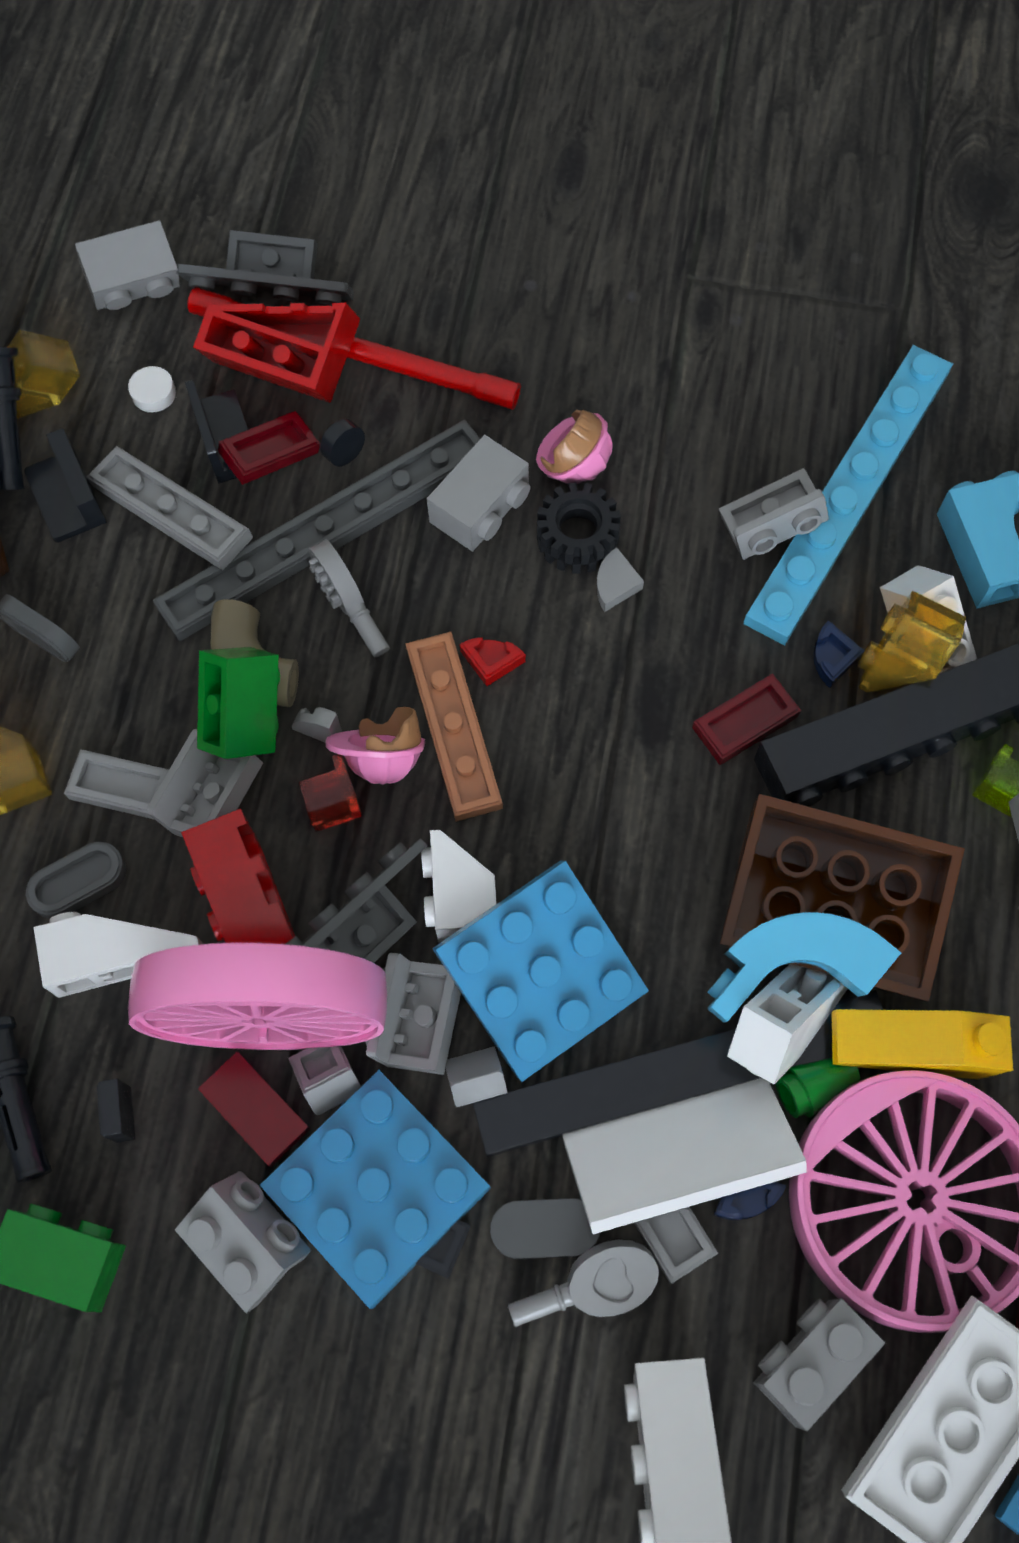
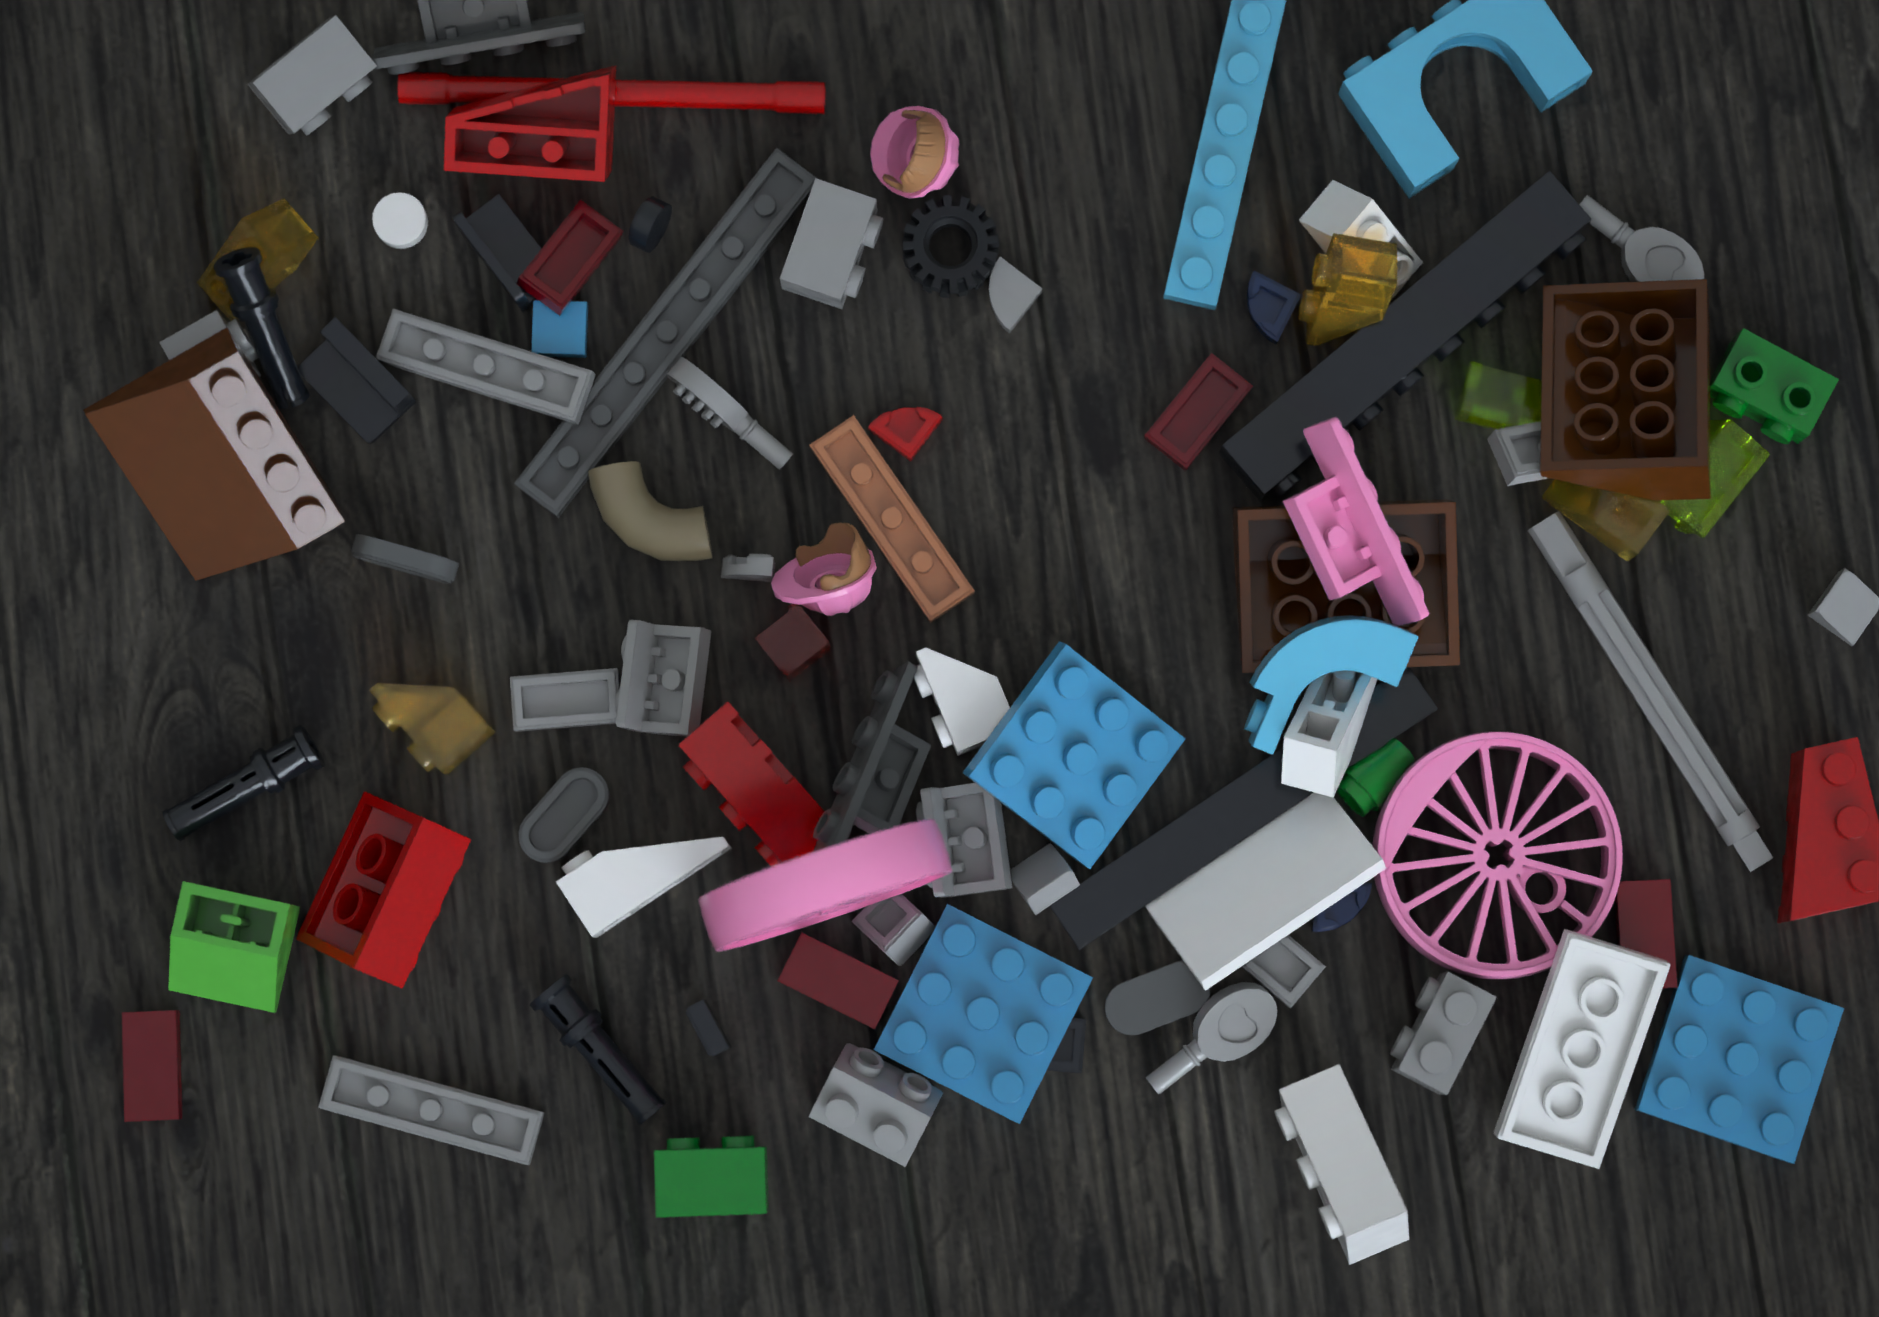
camera: 20 degrees left, 15 degrees up
(237, 702) = (670, 582): green brick -> none
(241, 501) = (560, 334): none -> dark azure tile
(774, 514) = (1161, 165): light grey bracket -> none
(860, 838) = (1348, 531): none -> bright pink bracket
(923, 1040) = (1462, 706): yellow slope -> none

